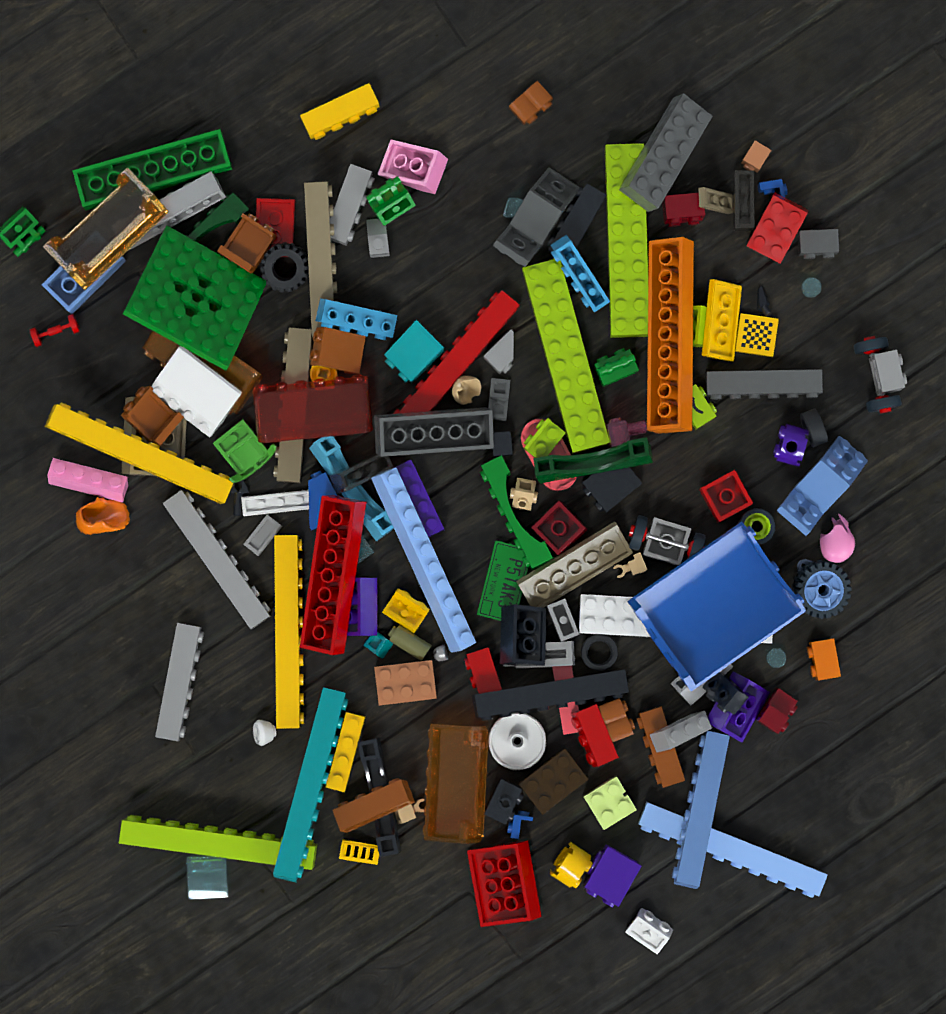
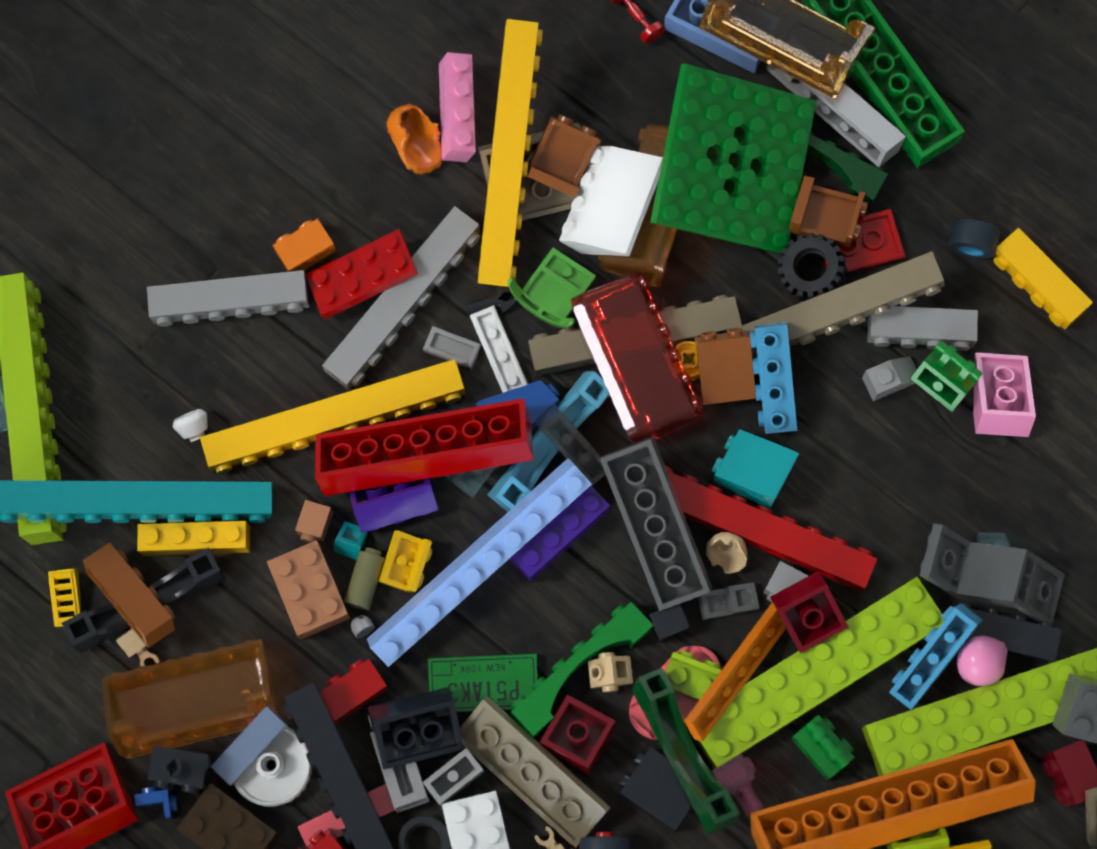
camera: 75 degrees right, 10 degrees down
(158, 618) = (304, 246): none -> orange brick
(192, 583) = (361, 274): none -> red plate
(298, 148) = (974, 238): none -> black wheel
(359, 666) = (314, 522): none -> nougat brick
(501, 751) = (249, 745): none -> sand blue tile
(525, 348) = (809, 612): none -> dark red brick
(550, 408) = (735, 674): none -> orange plate
(592, 243) = (982, 660): none -> bright pink helmet

